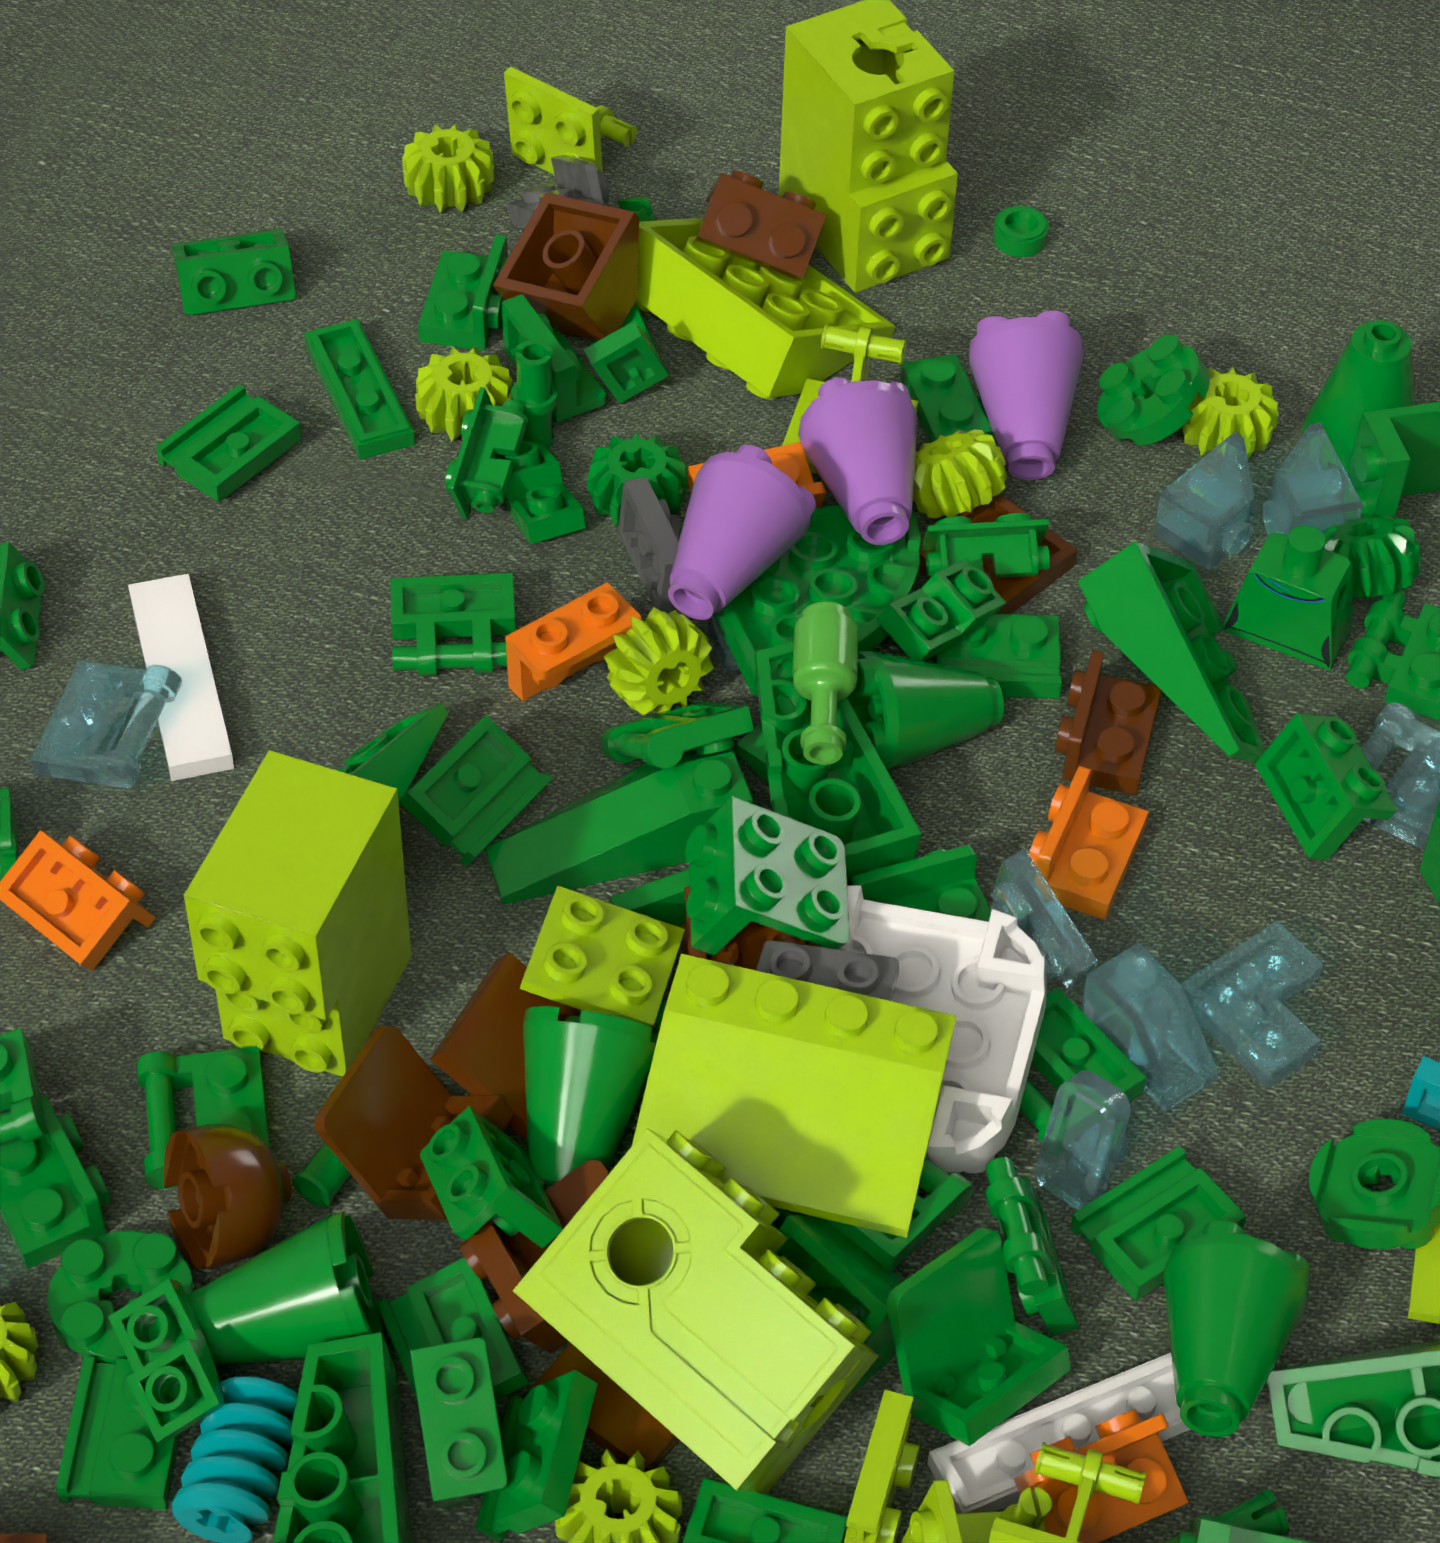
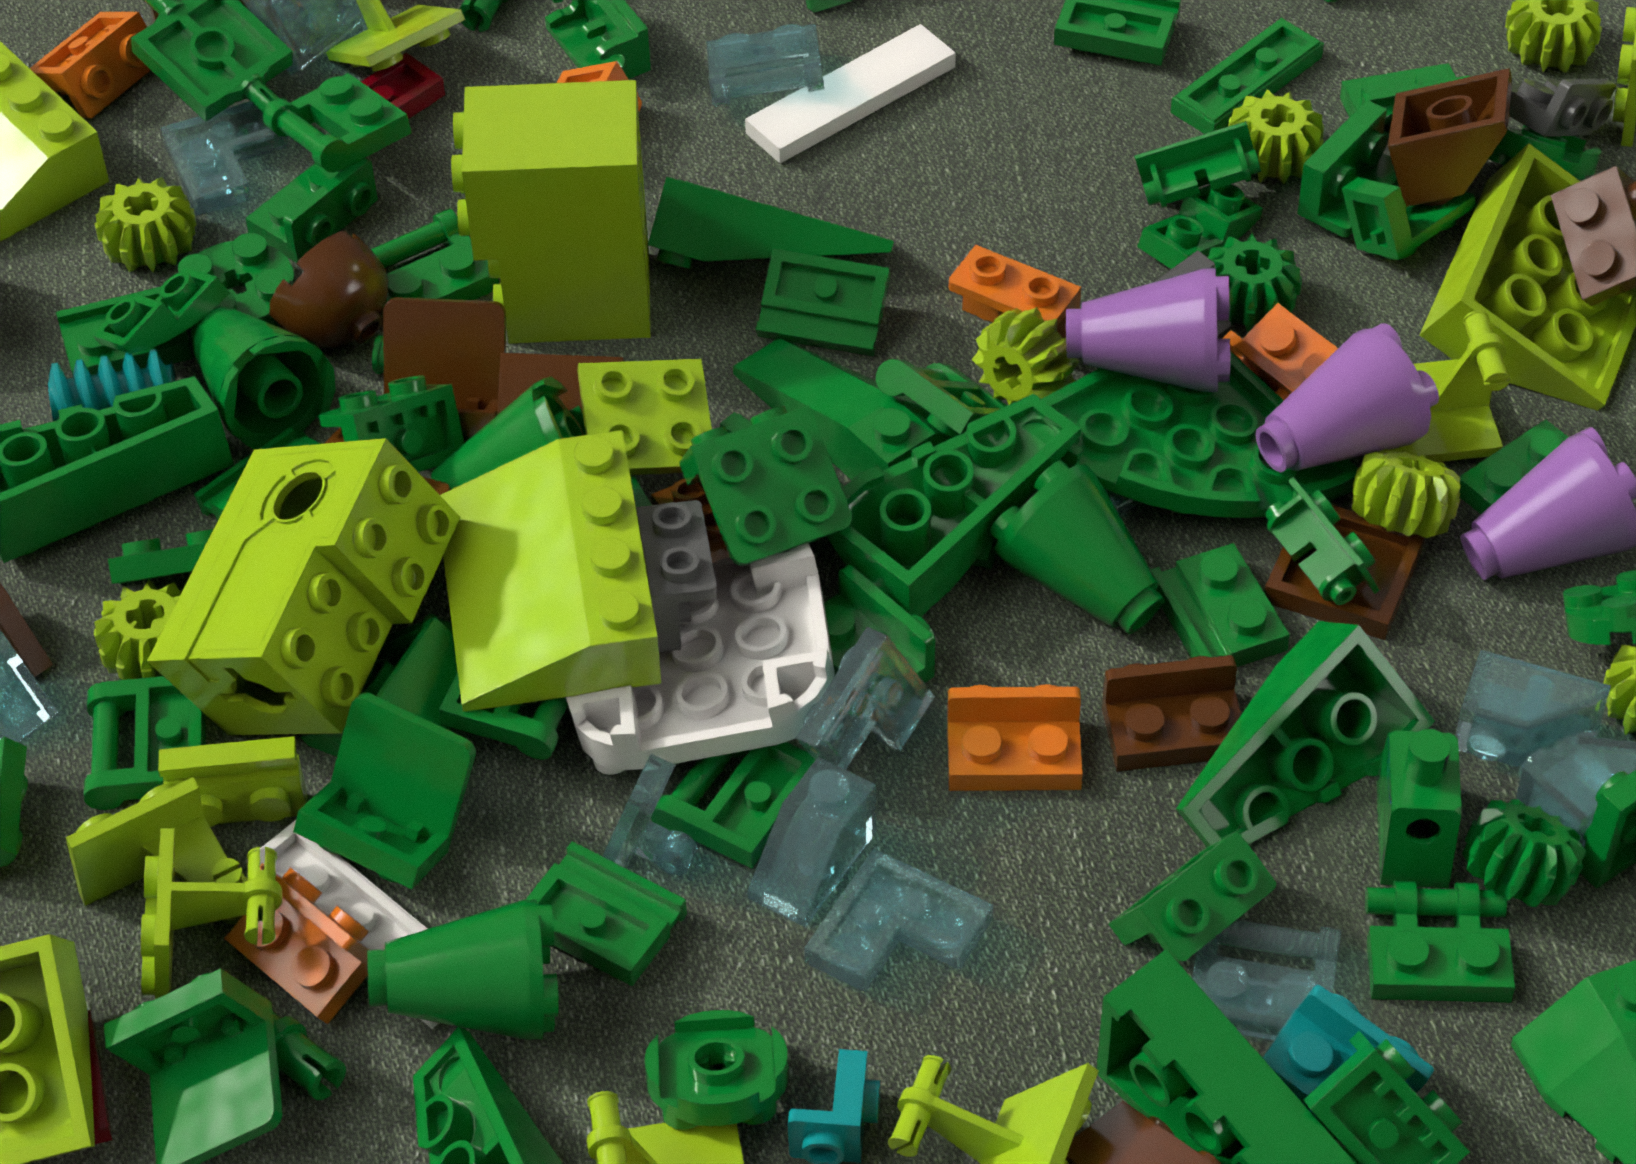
camera: 70 degrees right, 0 degrees up
(451, 608) = (1018, 214): green plate -> none
(459, 1421) = (169, 488): green bracket -> none
(536, 389) = (1282, 168): green pin -> none
(825, 673) = (1022, 437): bright green piece -> none
(941, 611) = (1205, 530): green slope -> none
(1029, 1246) = (520, 829): green plate -> none

